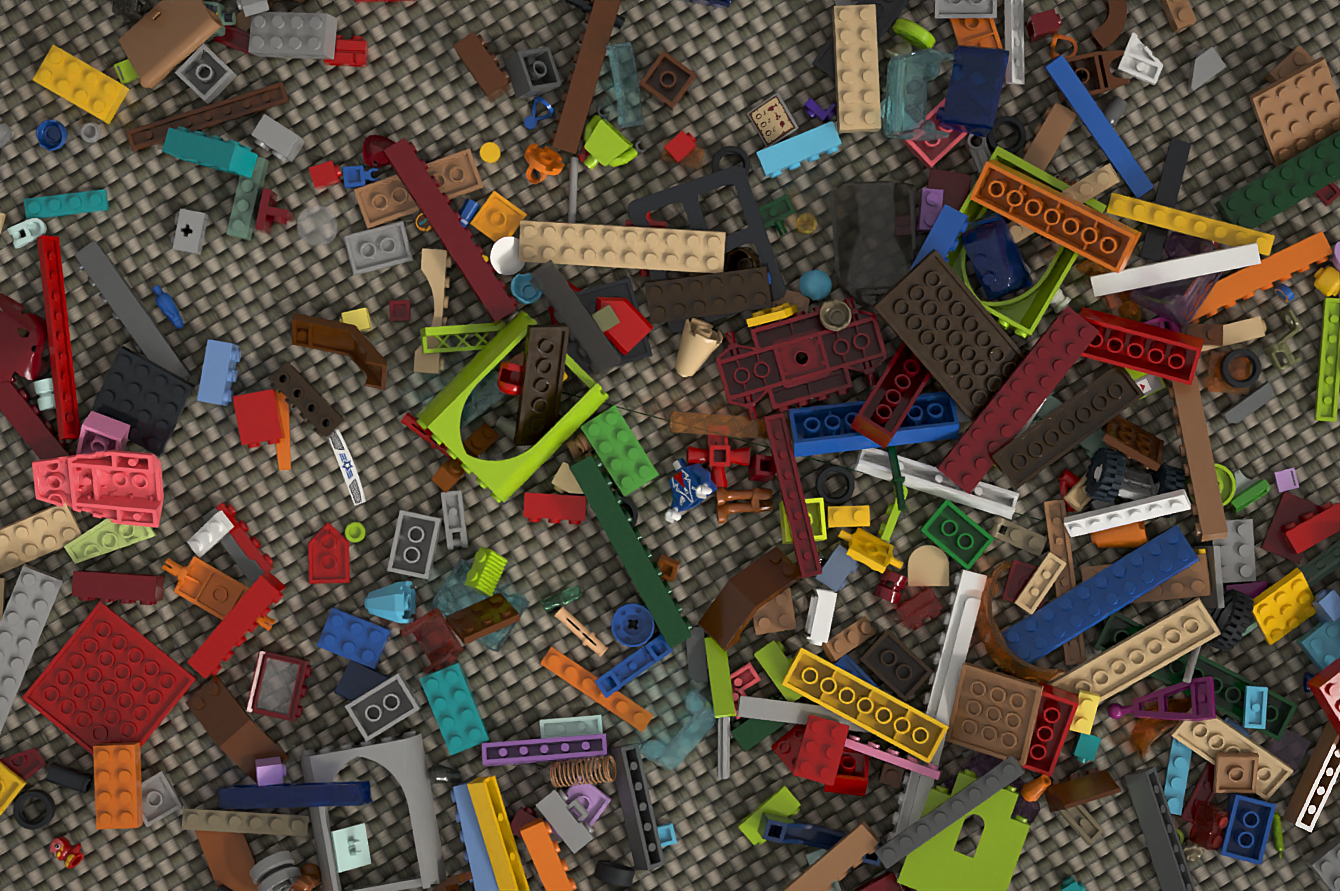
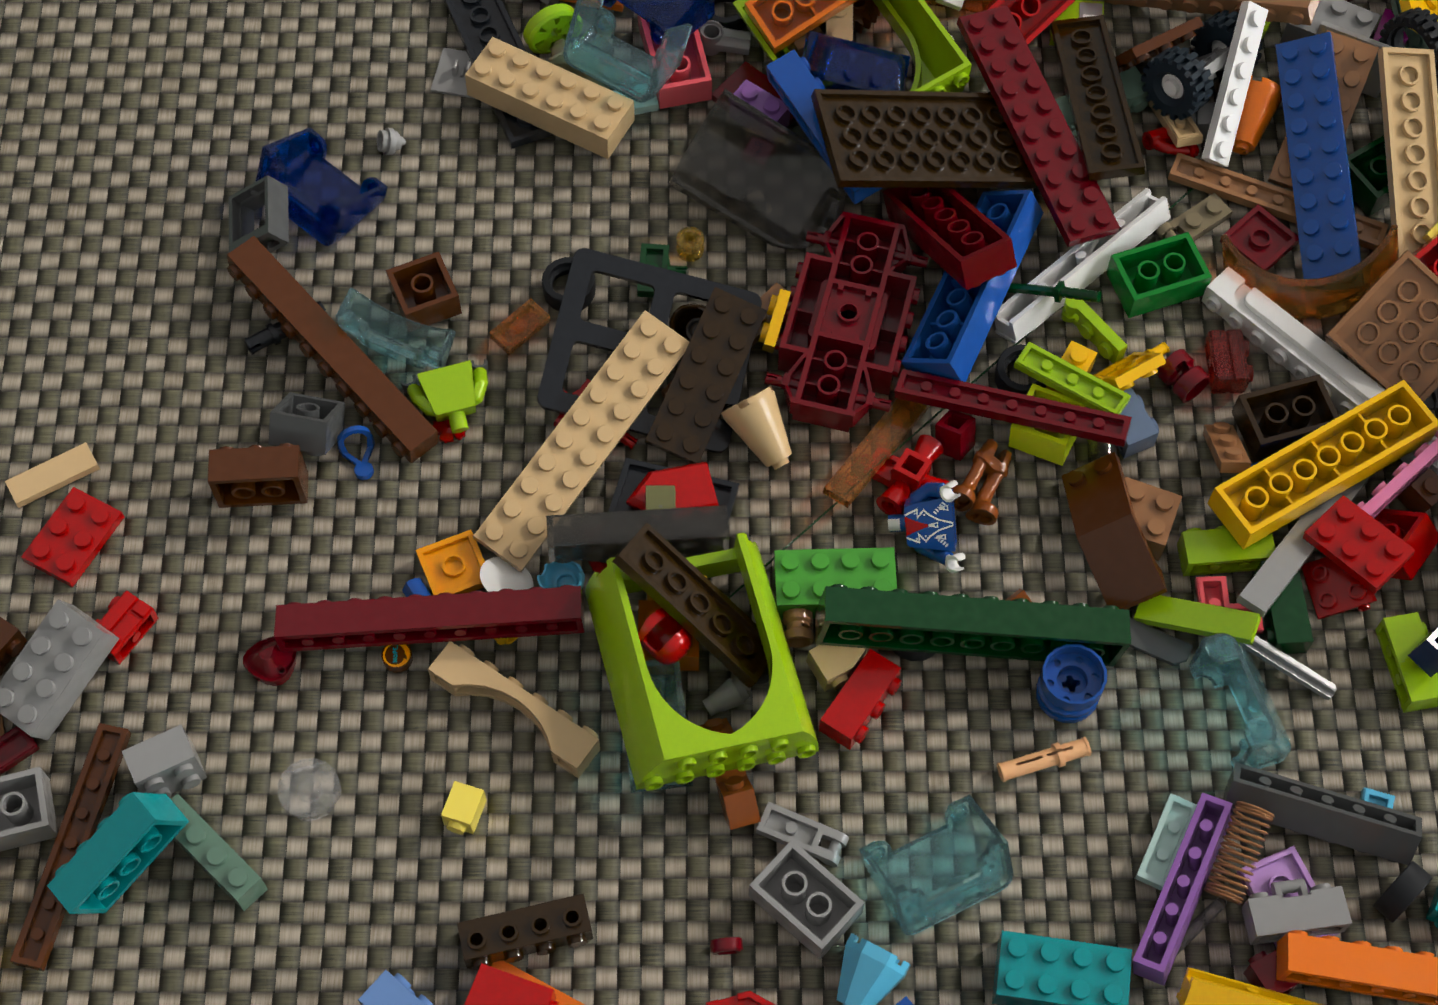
camera: 55 degrees left, 25 degrees down
(192, 242) = (192, 939): light grey brick -> none
(268, 212) = (252, 827): dark red bracket -> none
(325, 174) = (252, 739): red brick -> none
(343, 340) = (481, 830): reddish brown windscreen -> none
(347, 467) = (648, 937): white sticker -> none
(355, 532) = (741, 975): lime tile -> none
(356, 176) = (283, 703): blue plate -> none
(365, 515) = (726, 946): none -> dark red tile
(378, 248) = (389, 731): light grey tile -> none
(390, 200) = (342, 676): medium nougat plate -> none
(400, 310) = (487, 747): dark red plate -> none
(410, 422) = (671, 803): red pin -> none
(435, 639) = (951, 947): clear red panel -> none
(457, 330) = (559, 686): lime fence -> none
(482, 618) = (959, 859): reddish brown plate -> none
(485, 571) = (896, 828): lime brick -> none
(490, 152) = (366, 533): yellow tile -> none
(544, 160) = (420, 475): orange tile -> none
(562, 598) = (985, 759): clear green axle -> none
(573, 177) = (474, 465): light grey bar -> none
(584, 681) = (1130, 784): orange plate -> none
(633, 665) = (1124, 720): blue slope -> none
(680, 146) = (510, 315): red brick -> none
(772, 120) = (547, 213): piece -> none
(799, 149) = (599, 203): medium azure brick -> none
(814, 110) = (568, 166): dark purple bracket -> none
(815, 284) = (767, 269): medium azure hair -> none
(820, 616) = (1181, 456): white window -> none
(834, 522) = (1070, 380): none -> lime tile
(835, 315) = (821, 244): dark tan hair -> none
(928, 567) = (1181, 327): tan tile -> none
(1040, 583) = (1267, 218): tan plate -> none

